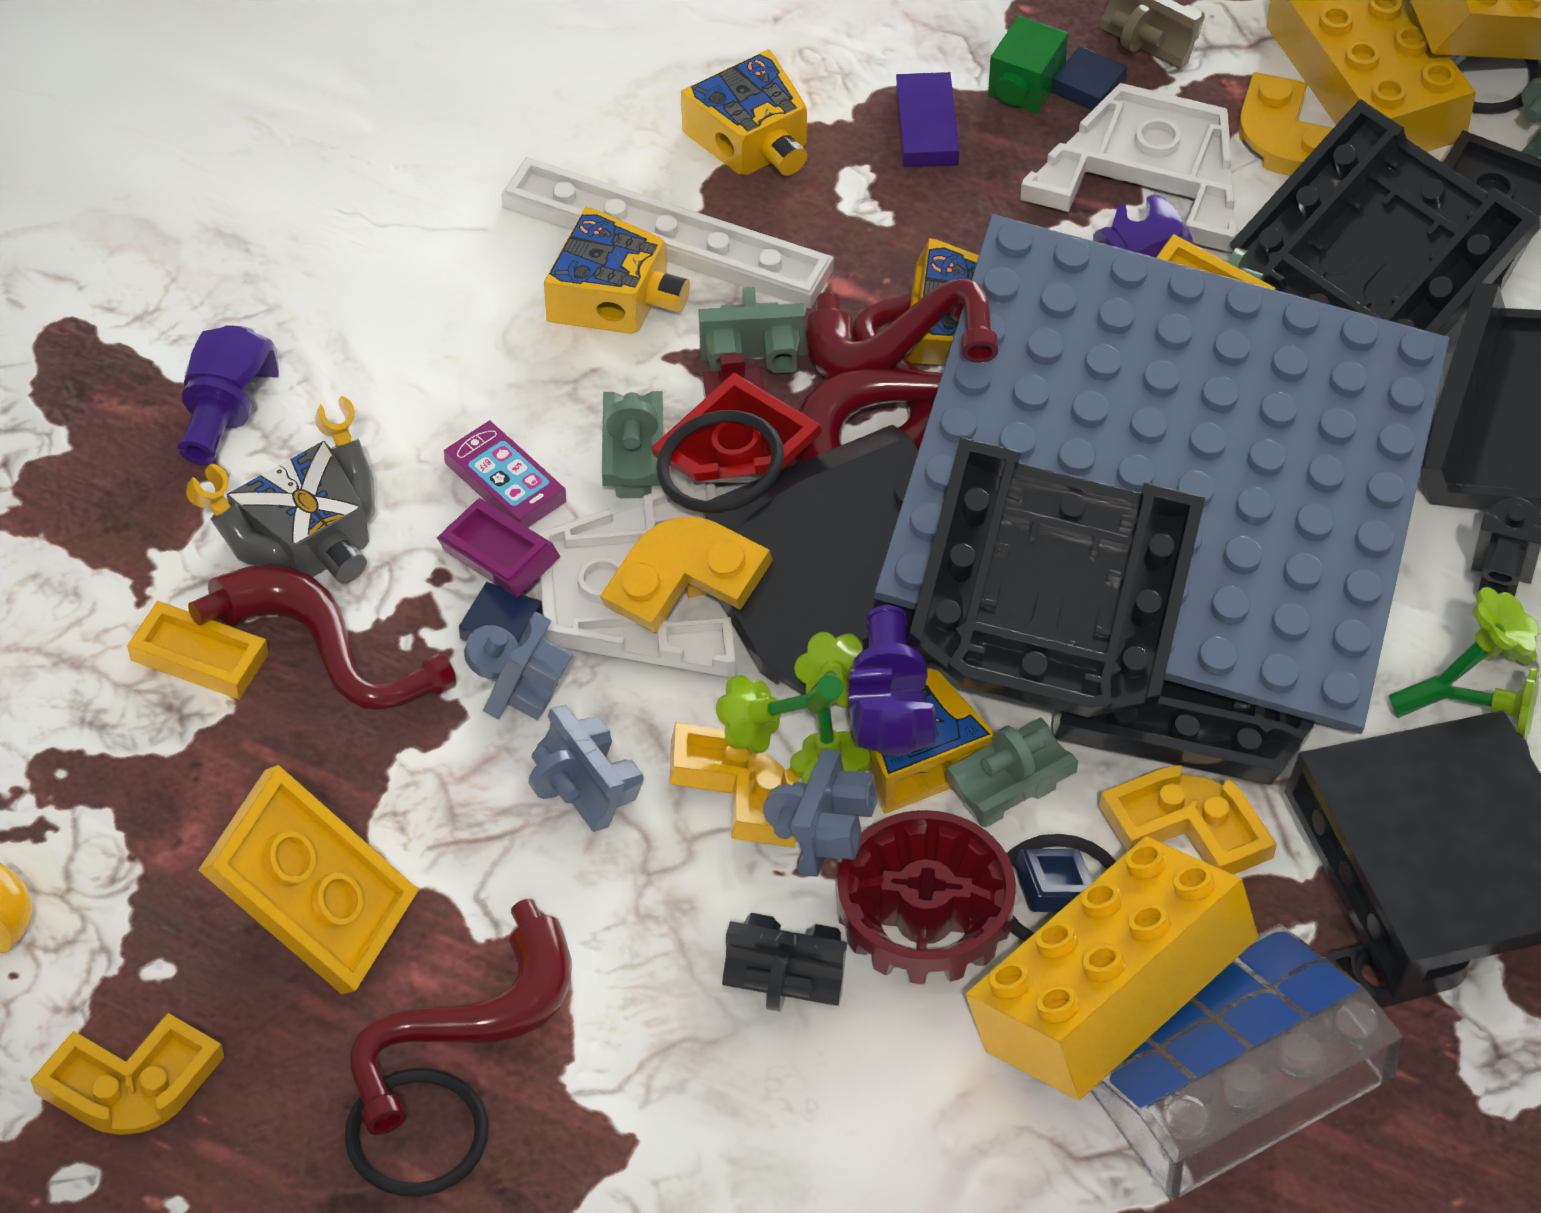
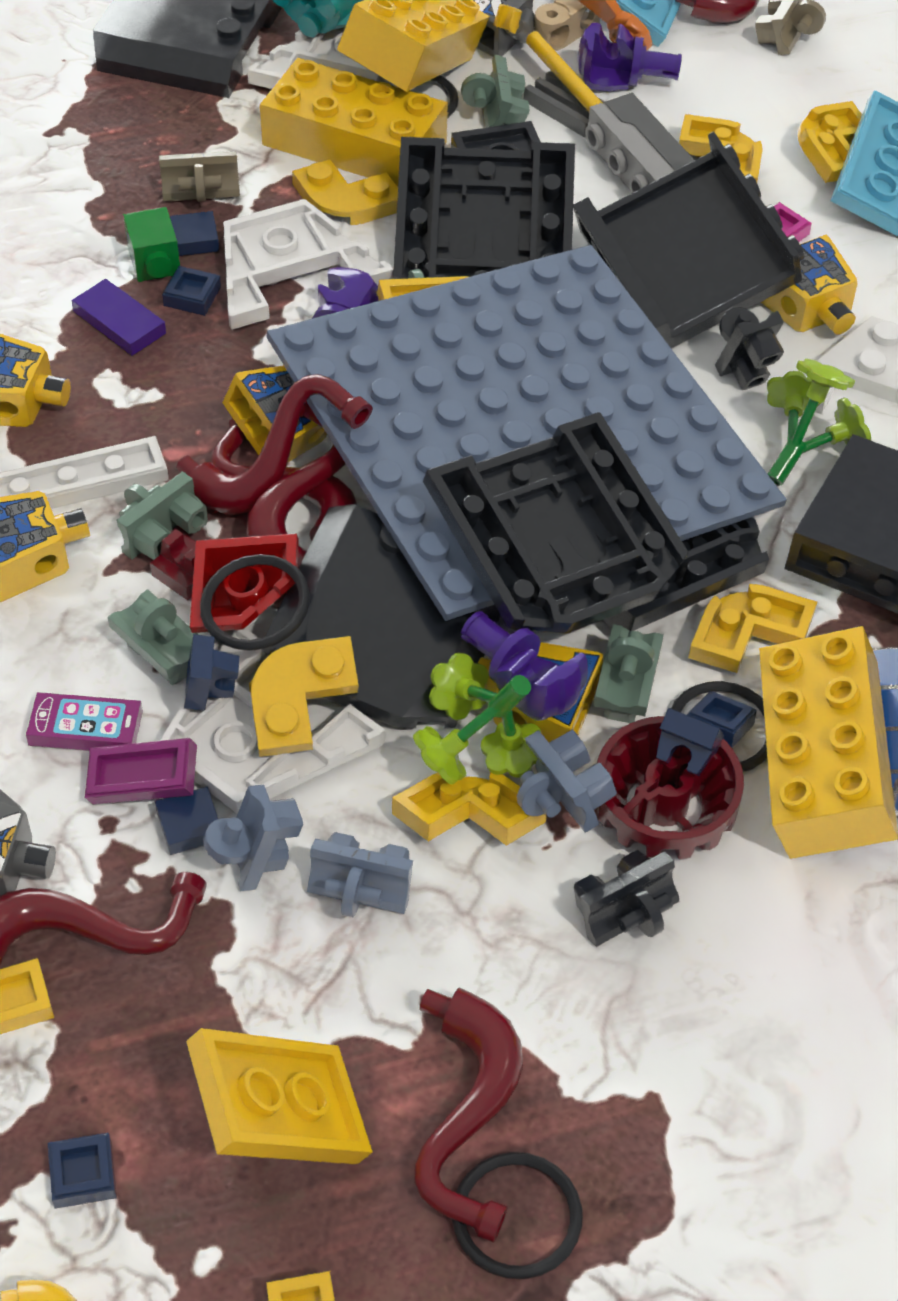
camera: 45 degrees left, 0 degrees up
(136, 828) = (81, 1170): none -> dark blue tile
(624, 498) = (209, 673): none -> dark blue tile
(974, 860) = (687, 732): none -> dark blue tile
(1024, 136) = (191, 290): none -> dark blue tile

